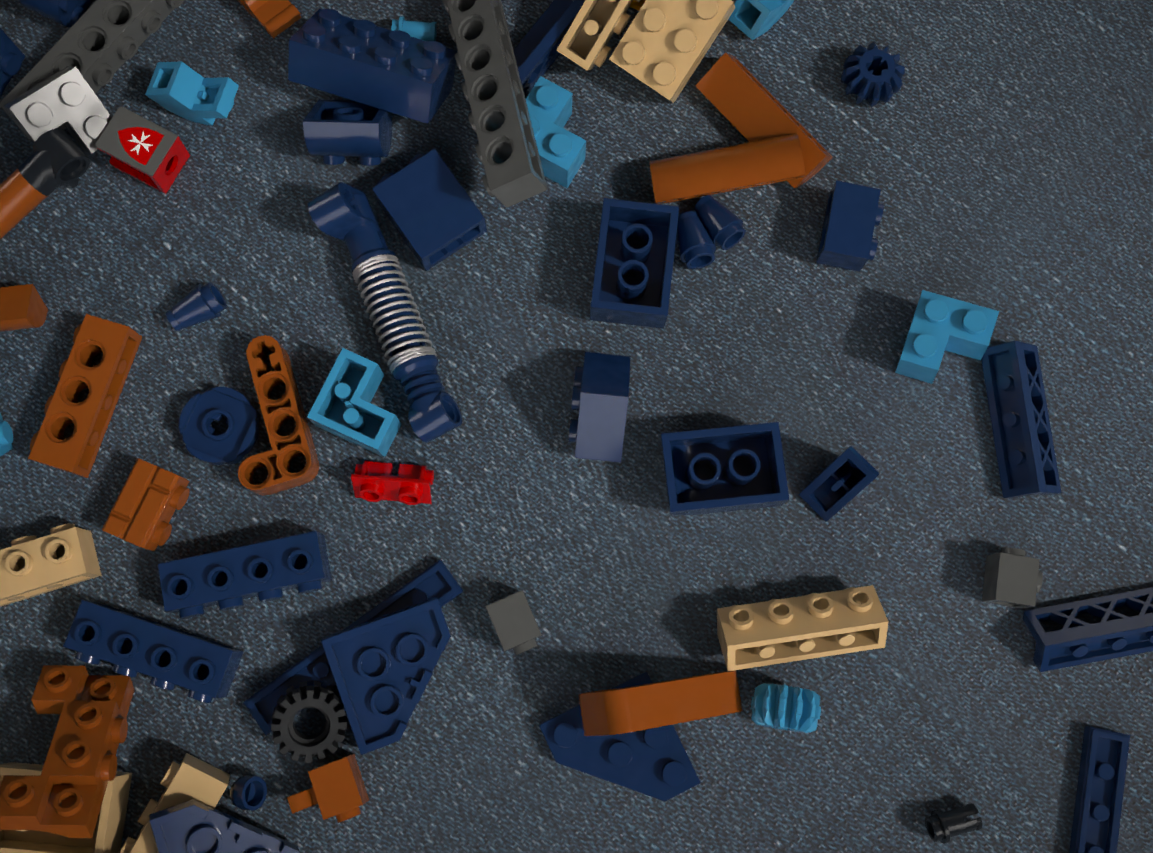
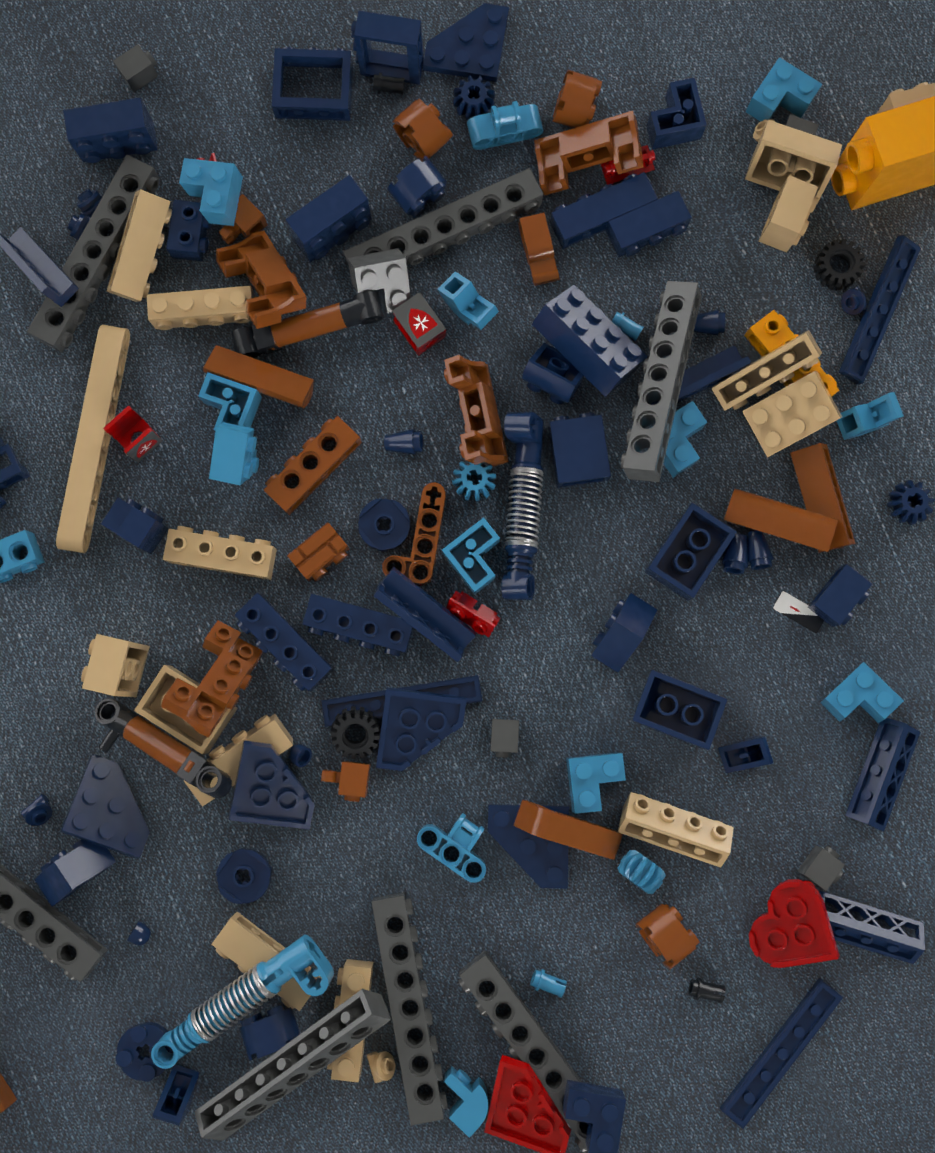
camera: 30 degrees right, 5 degrees up
(291, 244) = (483, 432): none -> dark orange bracket
(322, 299) = (481, 473): none -> dark azure gear
(325, 513) = (424, 614): none -> dark blue fence
(523, 793) = (462, 841): none -> dark azure beam
(648, 616) = (587, 773): none -> dark azure brick
(808, 275) = (798, 612): none -> sticker
(863, 775) = (666, 935): none -> dark orange brick
(1021, 676) = (794, 927): none -> red plate

